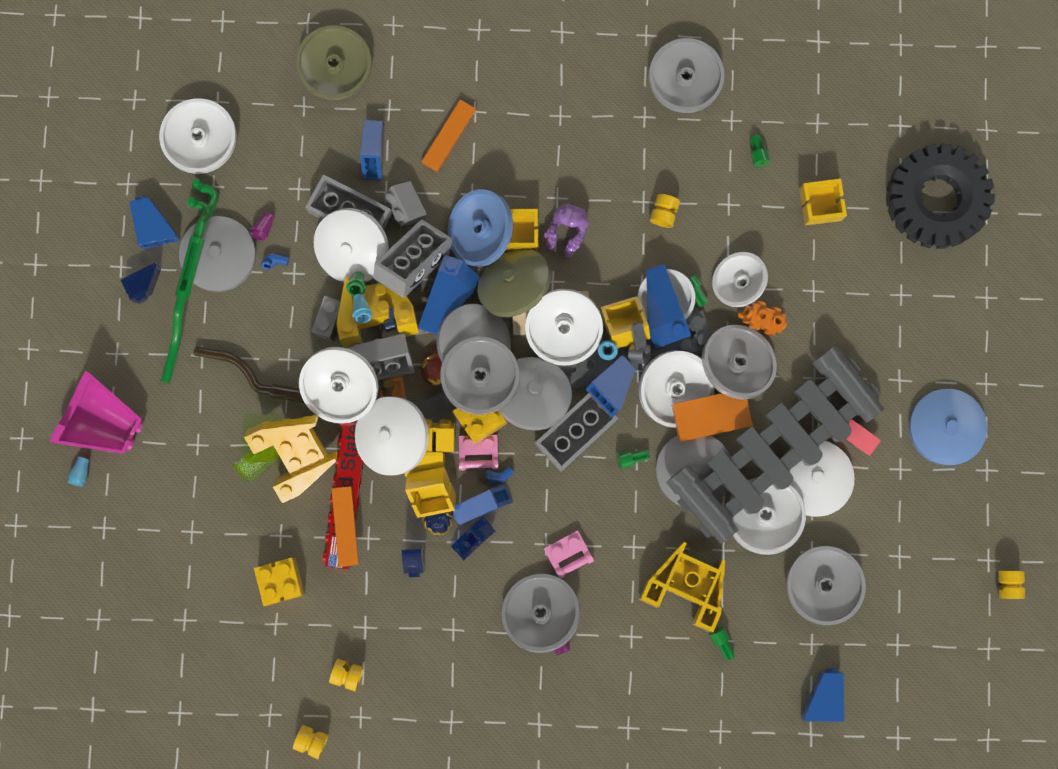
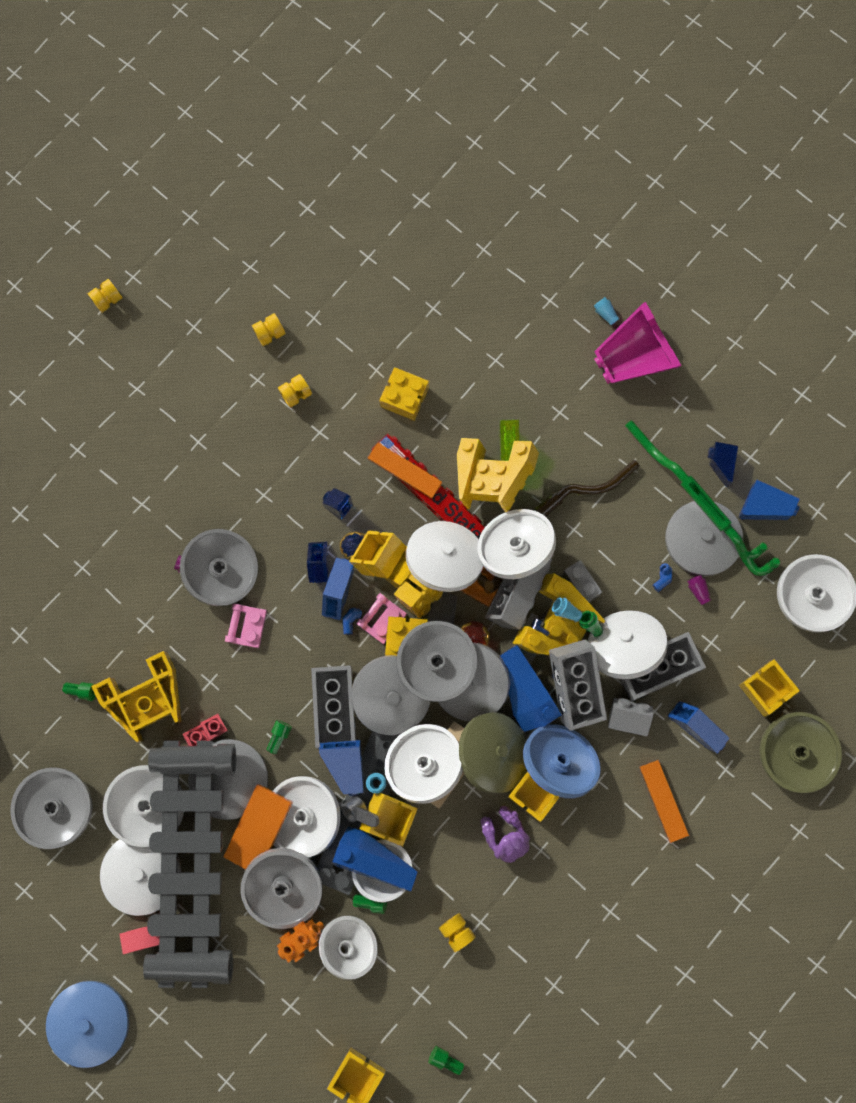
camera: 135 degrees right, 5 degrees down
(301, 121) = (768, 687): none -> yellow piece
(674, 517) = (206, 731): none -> coral slope
(686, 59) = (566, 1072): light grey dish -> none

